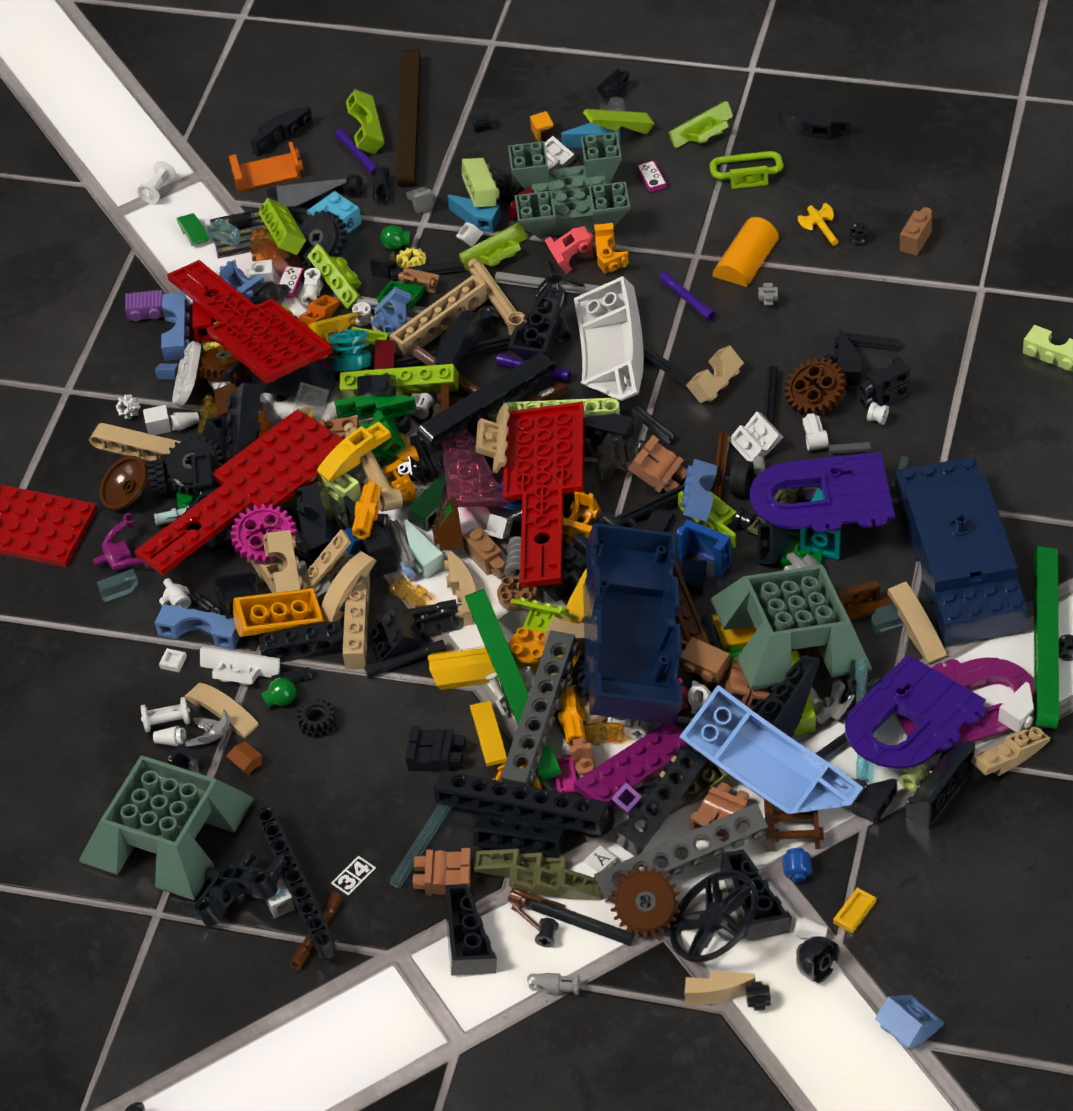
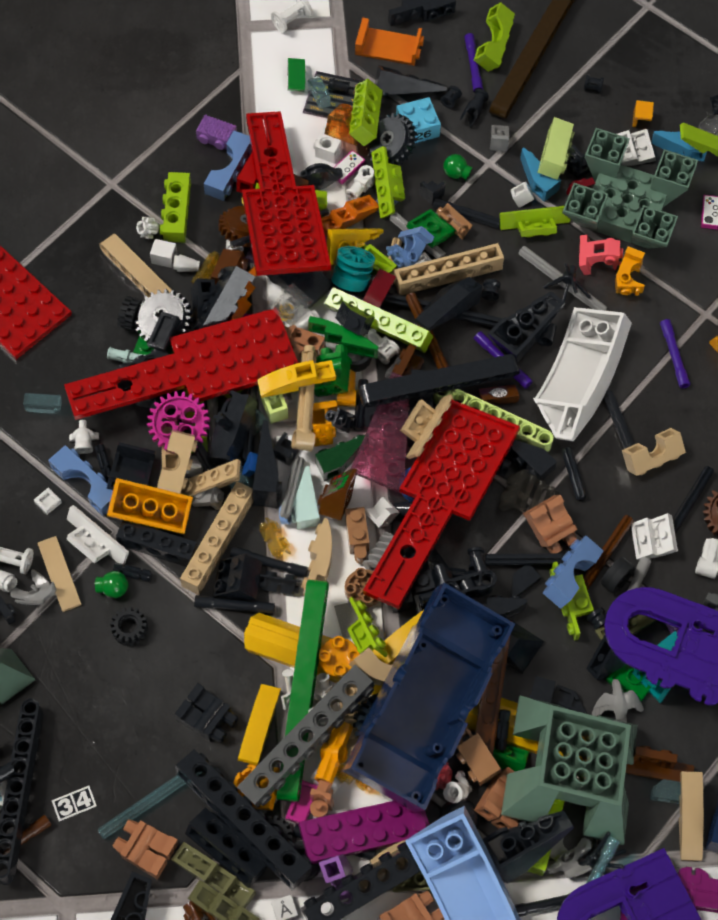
camera: 20 degrees right, 15 degrees up
(117, 553) = (59, 369): magenta piece -> none
(123, 483) = (100, 304): reddish brown dish -> none
(144, 377) = (182, 184): none -> lime brick
(166, 371) = (199, 206): medium blue slope -> none
(186, 373) = (210, 220): white tile -> none
(236, 277) = (299, 141): medium blue tile -> none
(245, 757) = (49, 634): dark orange piece -> none
(343, 585) = (216, 509): tan slope -> none
(364, 313) = (390, 226): white wheel -> none
(366, 510) = (272, 448): light orange piece -> none
(418, 259) = (463, 200): light yellow gear -> none
(497, 297) = (510, 271): tan piece -> none
(585, 508) = (468, 533): light orange tile -> none
(705, 544) = (549, 629): blue panel -> none

